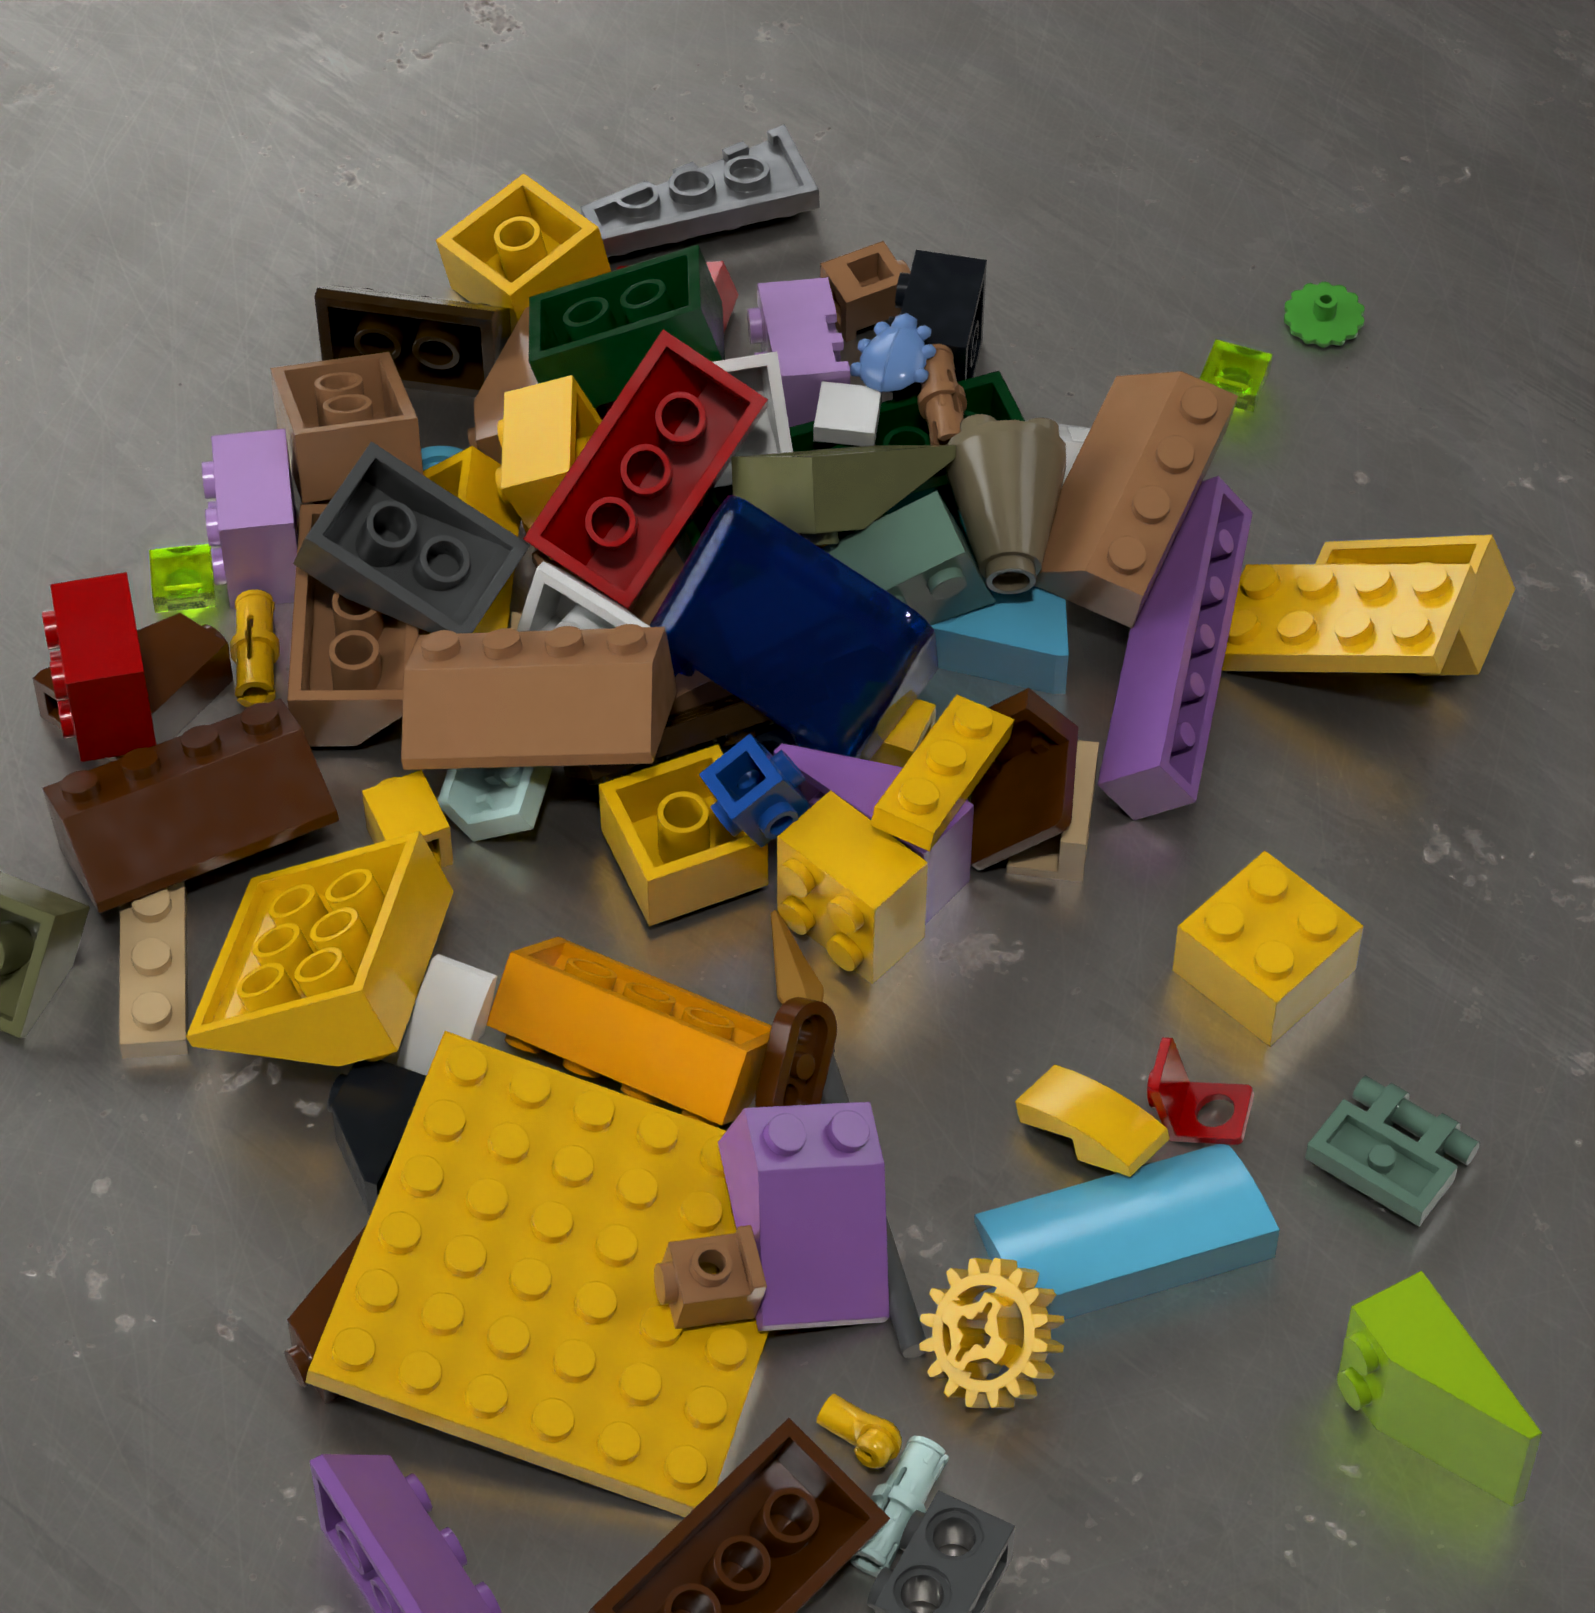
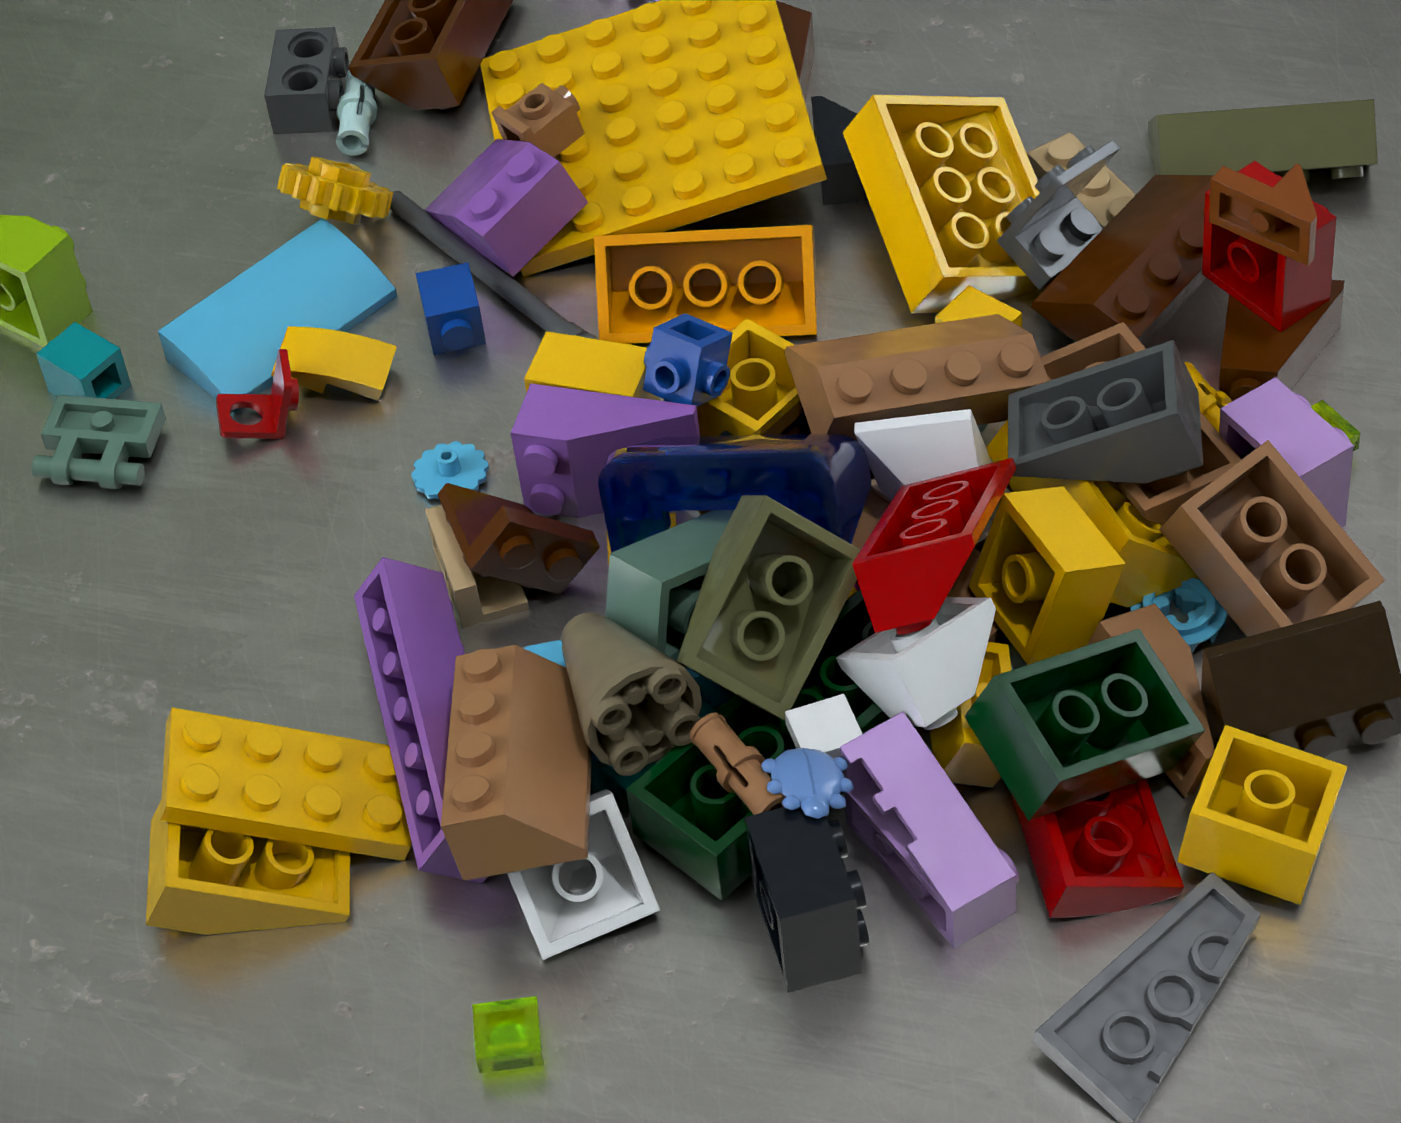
camera: 160 degrees right, 5 degrees down
(115, 571) = (1267, 215): none -> dark orange slope
(235, 860) = (1055, 225): none -> dark grey bracket
(449, 1000) = (838, 209): white slope -> none
(797, 1054) = (571, 290): reddish brown plate -> none
(863, 287) = (920, 951): medium nougat brick -> none
(873, 1437) = (396, 140): yellow arm -> none
(931, 1126) = (451, 308): none -> blue brick
(942, 772) = (545, 433): yellow plate -> none
(1025, 952) = (449, 464): none -> medium azure piece
(1267, 948) = (248, 521): yellow brick -> none
(1379, 1240) = (83, 365): none -> teal brick

